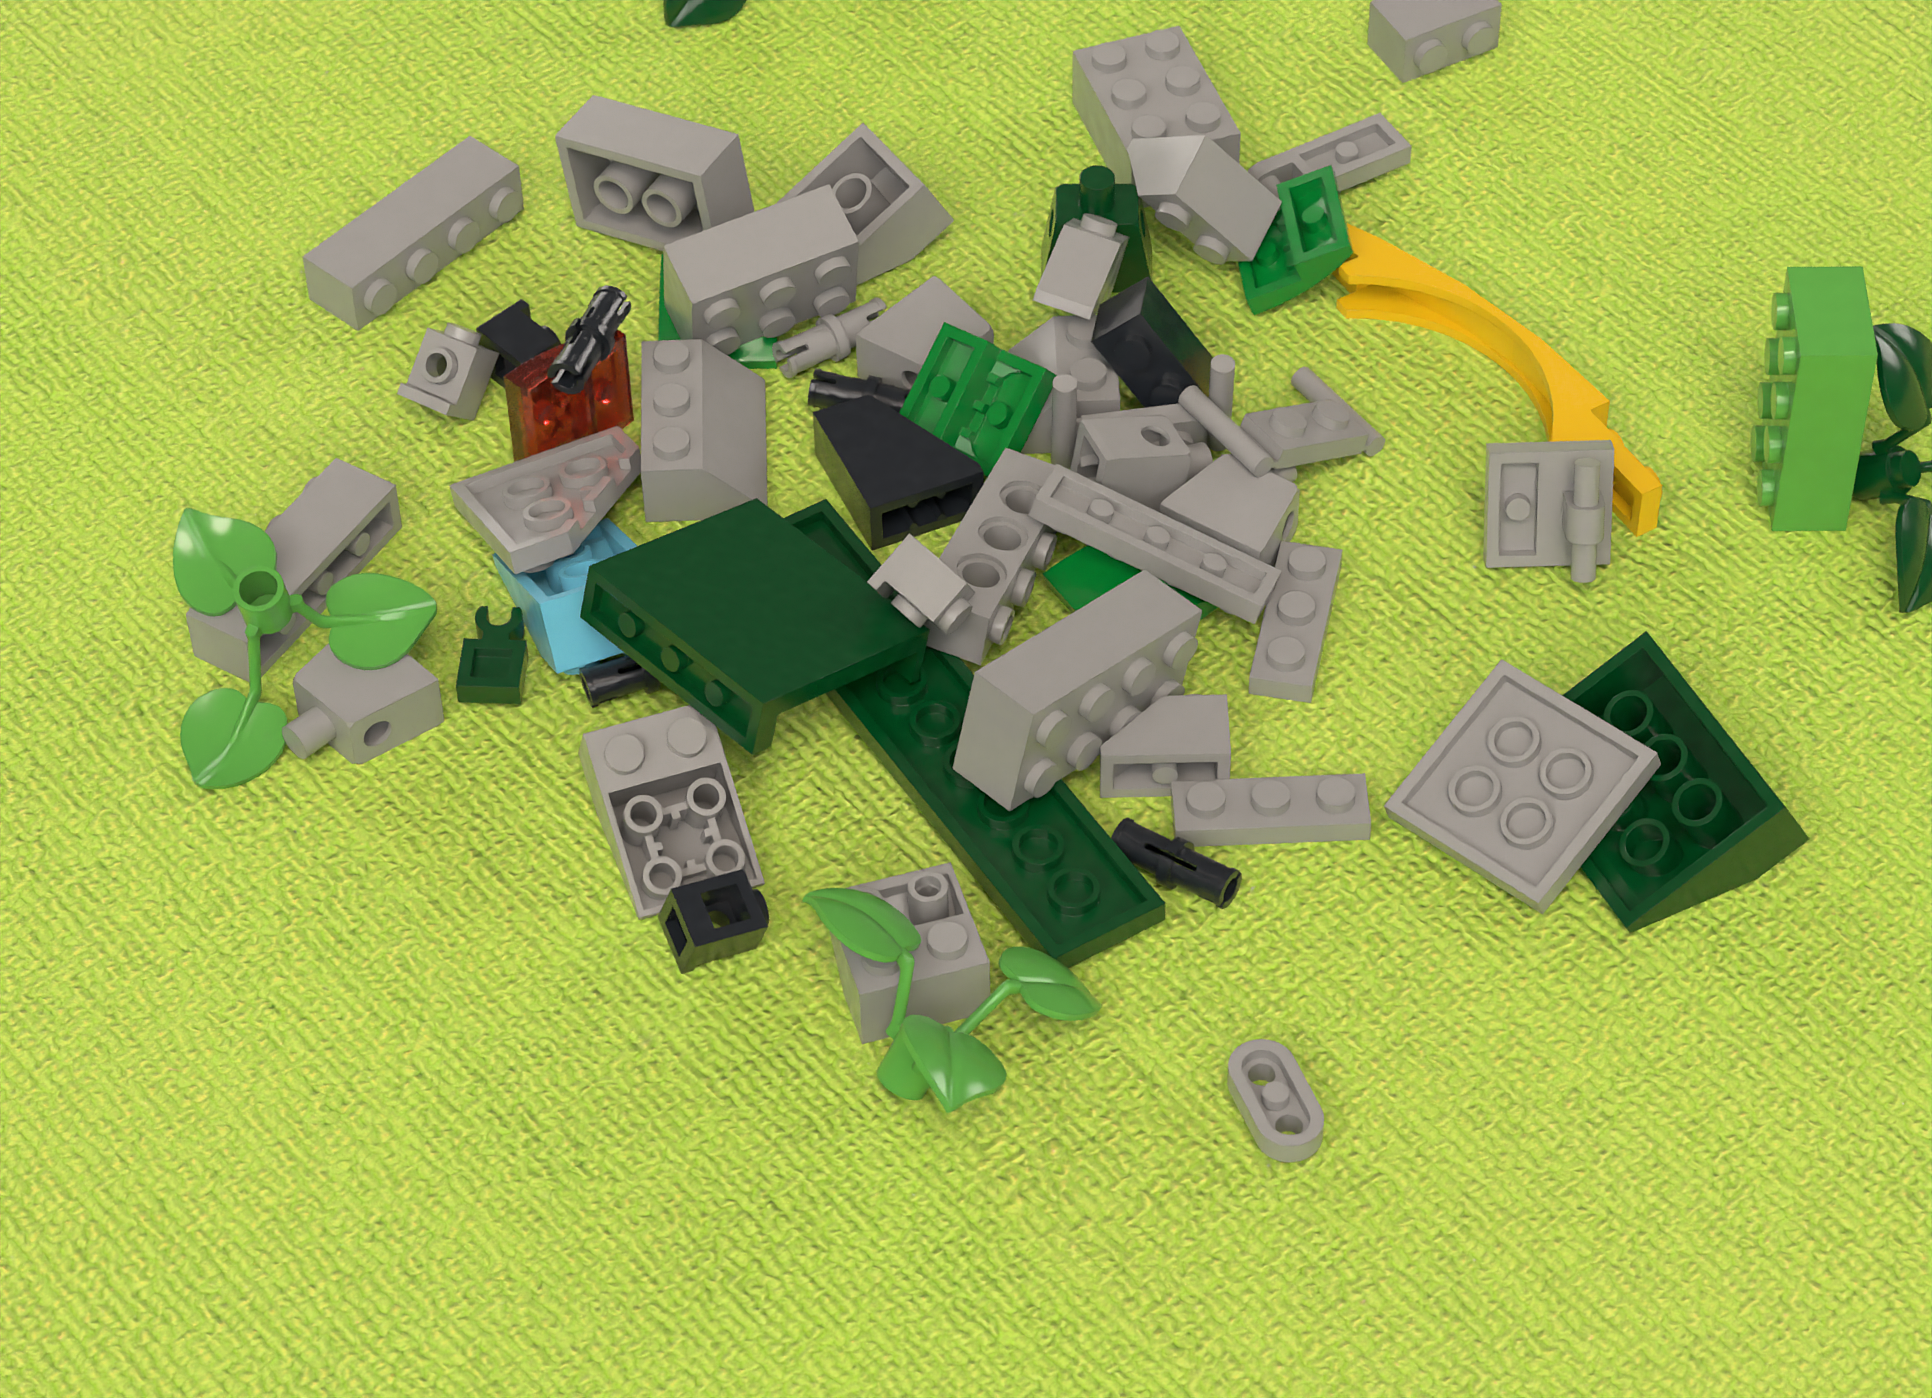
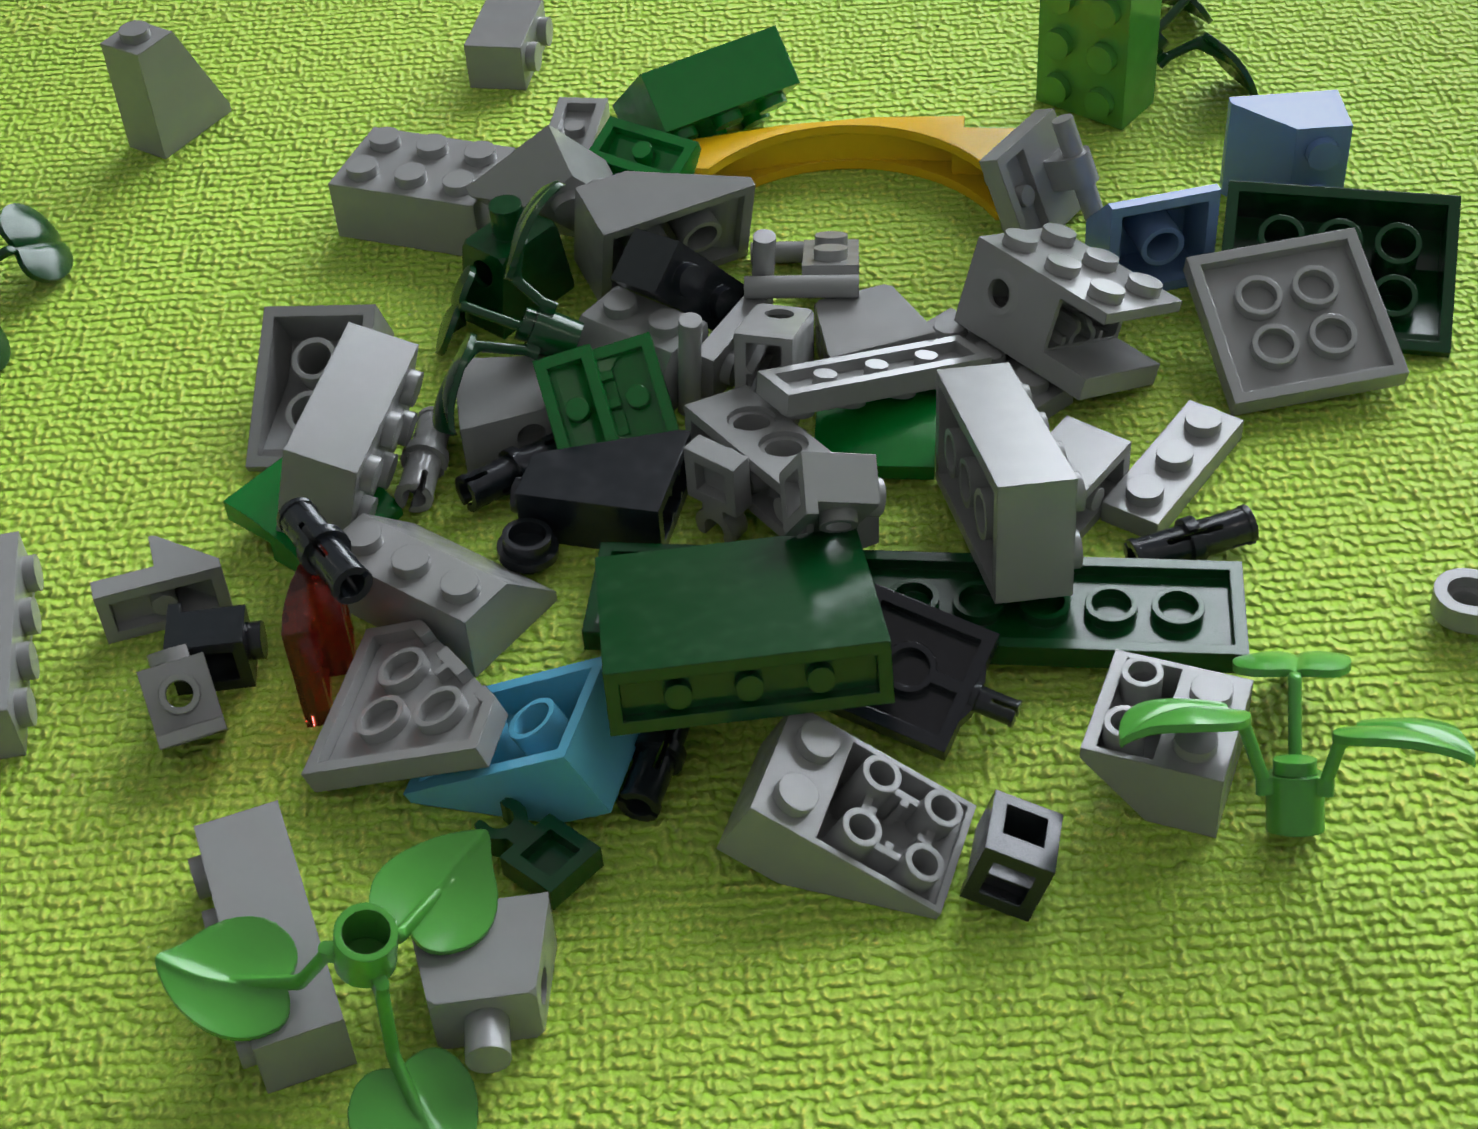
camera: 50 degrees left, 5 degrees down
(553, 291) = (139, 600): none -> light grey slope
(650, 173) = (151, 454): light grey brick -> none
(793, 461) = (527, 546): none -> black plate
(842, 763) = (936, 677): none -> black plate
(938, 514) = (722, 483): none -> light grey plate
(1003, 232) = (540, 330): none -> dark green plant
(1082, 266) = (568, 264): light grey slope -> none
(1221, 291) = (699, 210): none -> light grey slope
(1366, 621) = (1061, 308): none -> light grey torso
(1451, 209) = (713, 88): none -> green brick
(1546, 628) = (1158, 231): none -> medium blue slope
(1788, 664) = (1287, 139): none -> medium blue slope

